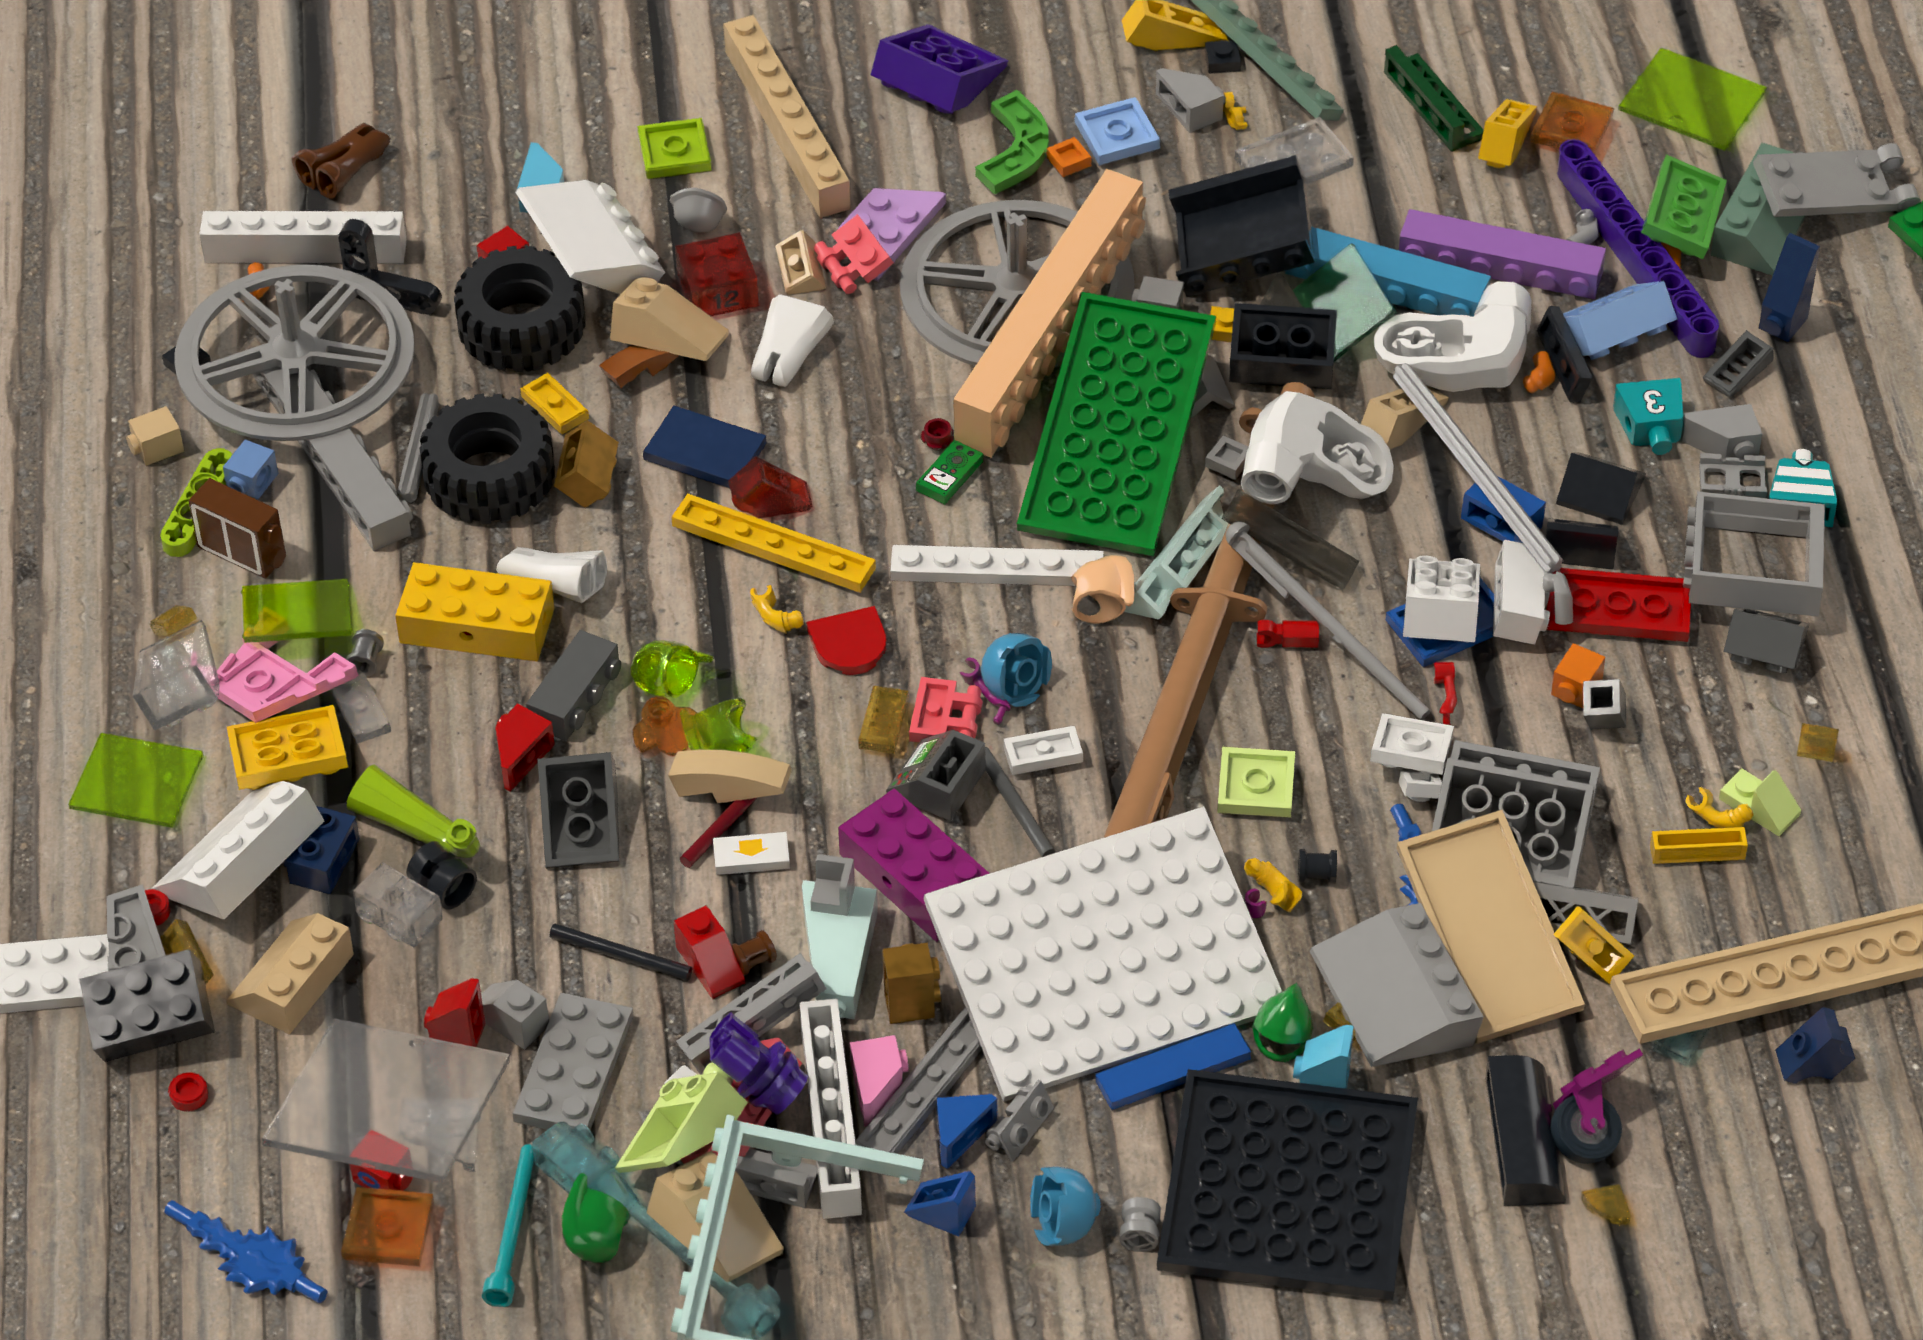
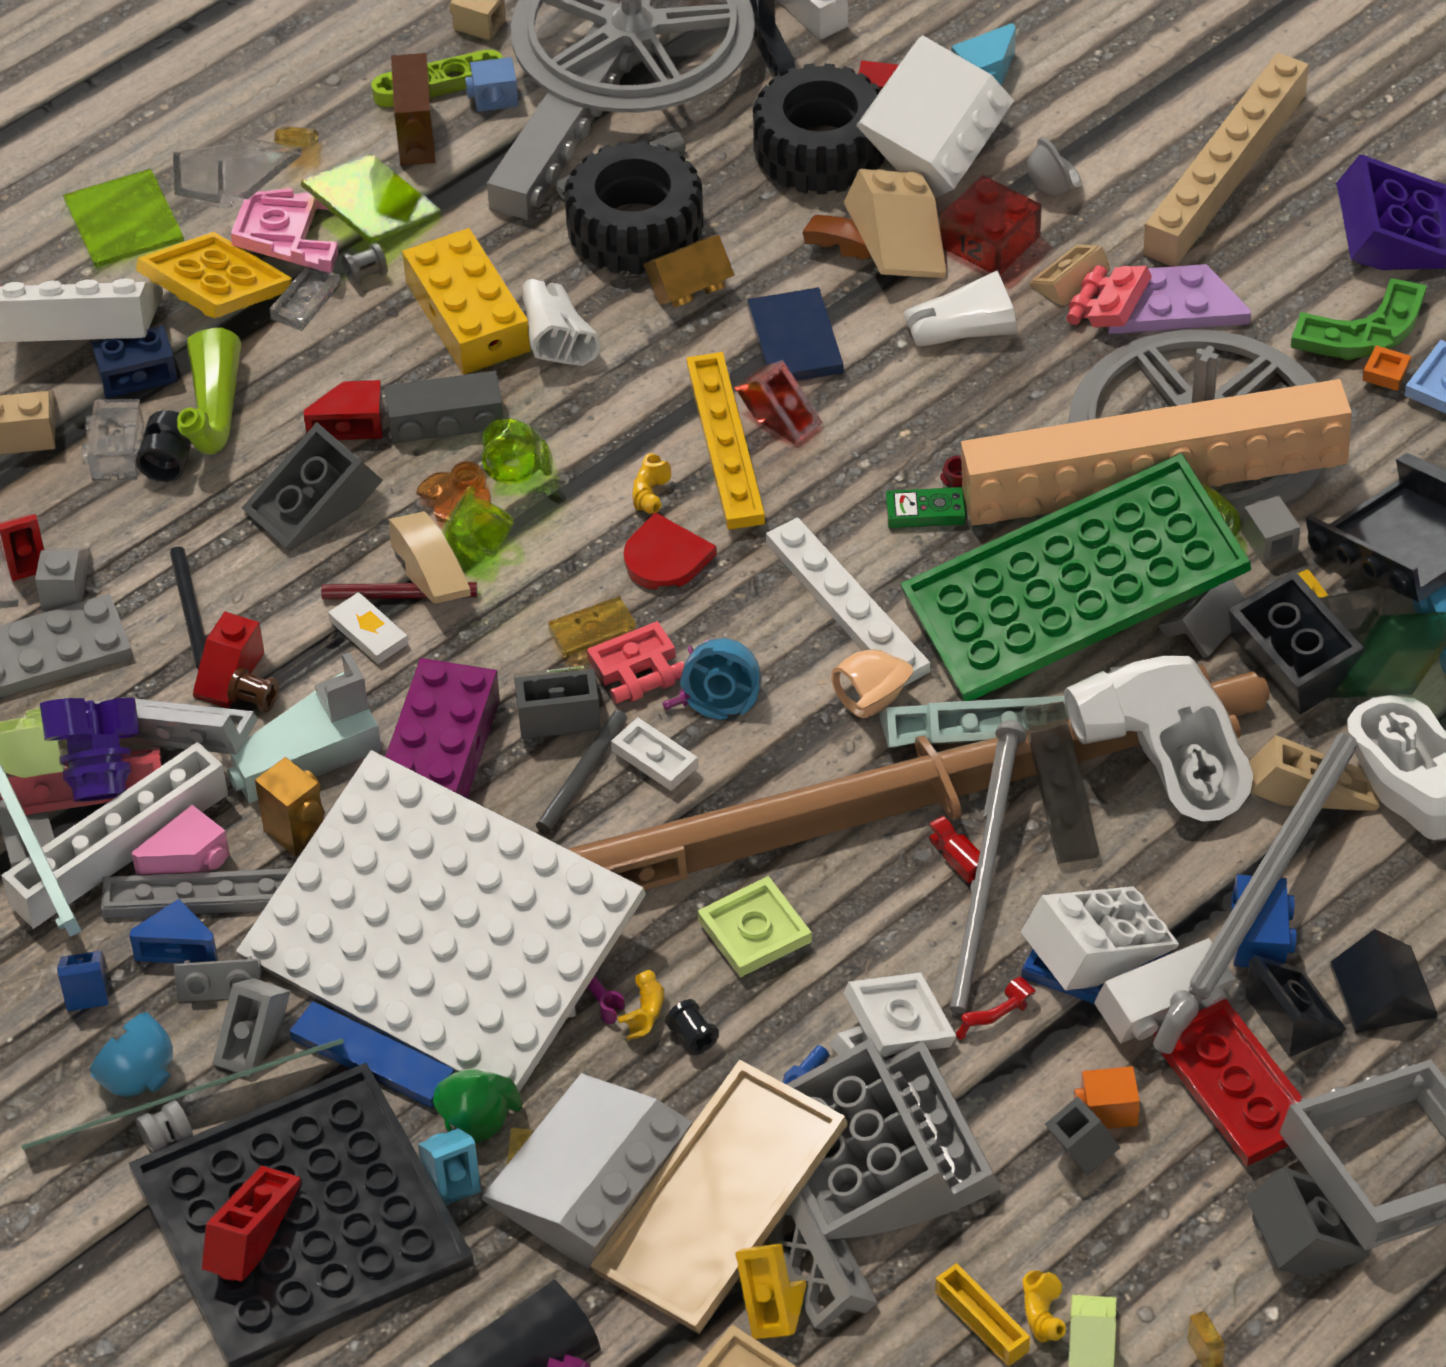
camera: 55 degrees right, 0 degrees up
(554, 403) = (747, 215): yellow plate -> none
(674, 148) = (1121, 118): lime tile -> none
(1089, 1121) = (250, 1024): none -> light grey slope
(1117, 1198) = (182, 1093): none -> sand green piece
(1291, 1207) = (247, 1222): none -> red slope

